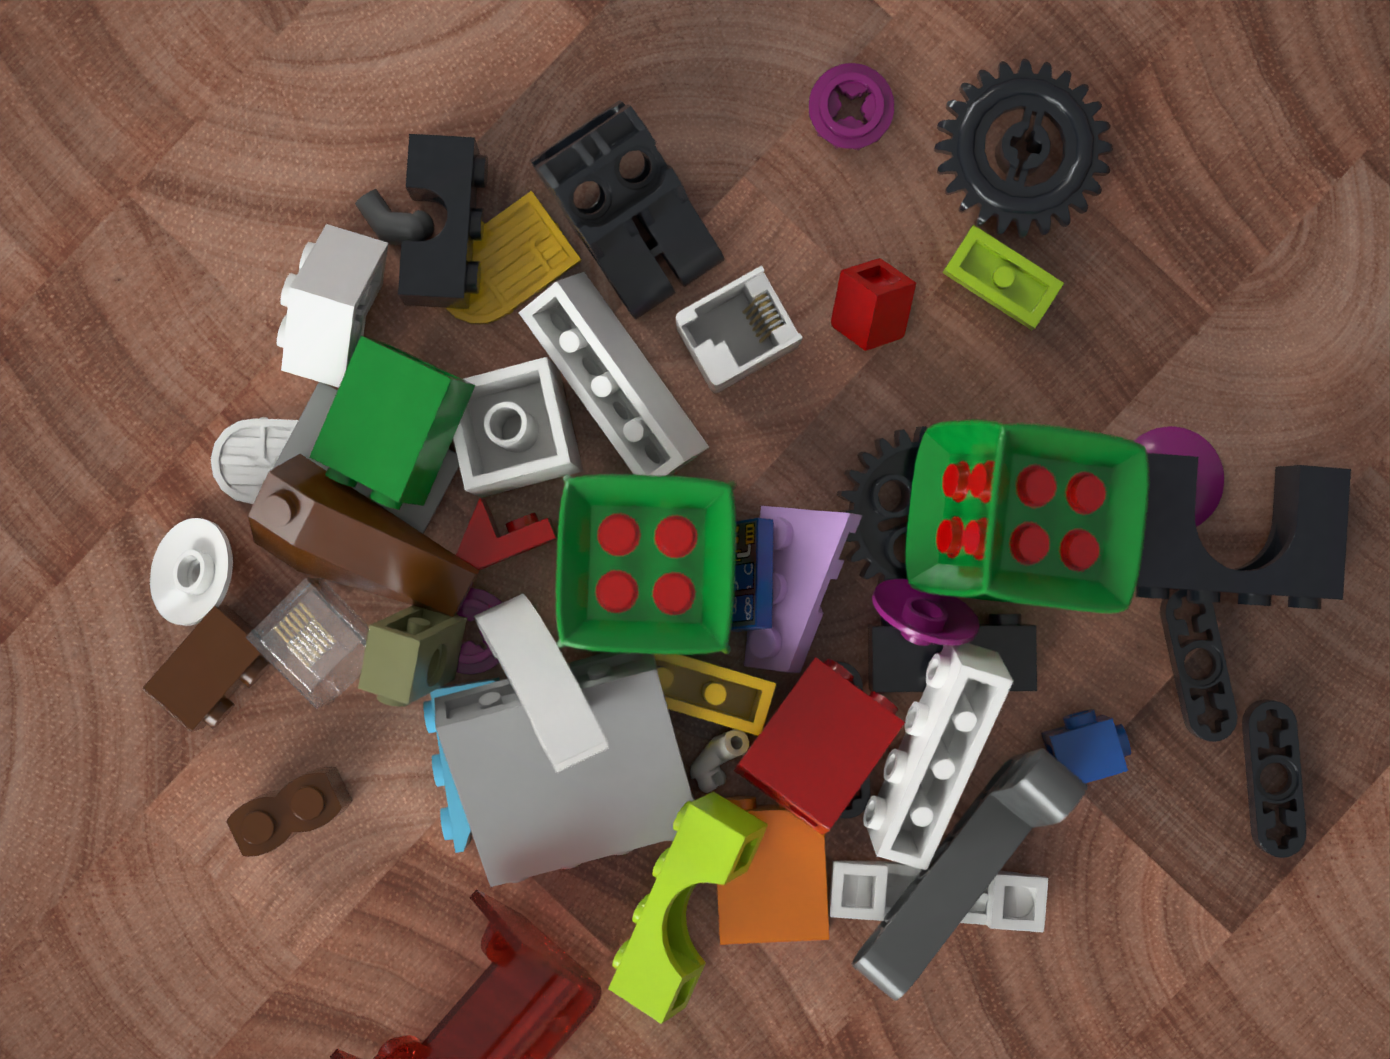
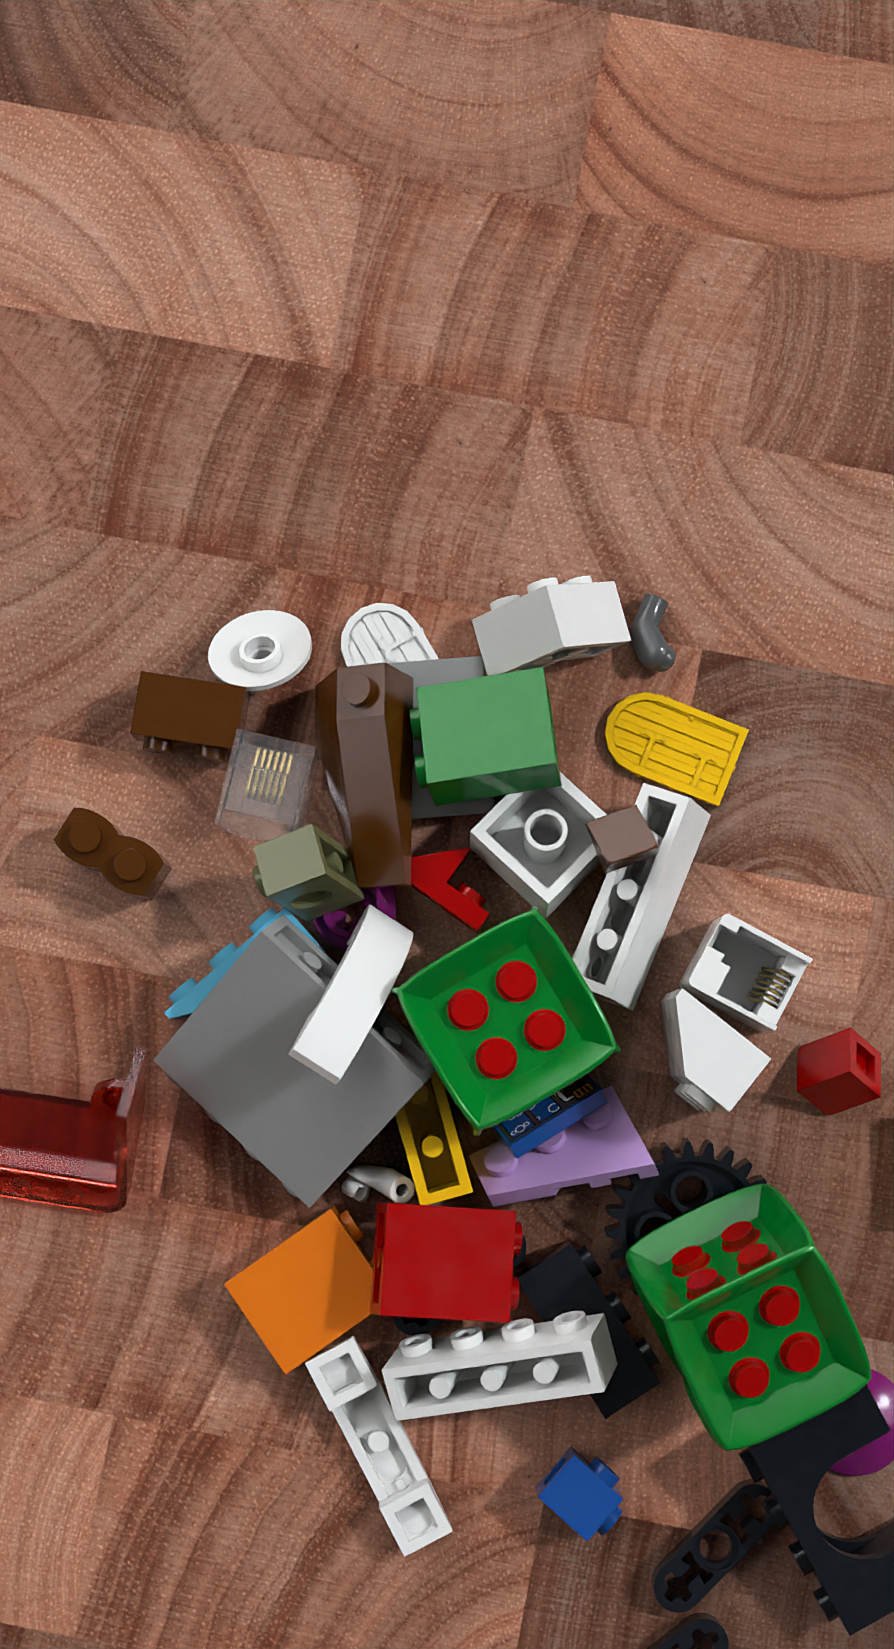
camera: 60 degrees right, 5 degrees down
(442, 268) = (718, 654): black arch -> none
(554, 363) = (622, 838): none -> slope
(607, 226) = (809, 833): black connector -> none
(659, 960) = (176, 1241): lime arch -> none
(786, 408) = (707, 1054): none -> white slope
(925, 616) = (609, 1283): magenta dish -> none
(1021, 795) = (506, 1461): dark grey beam -> none

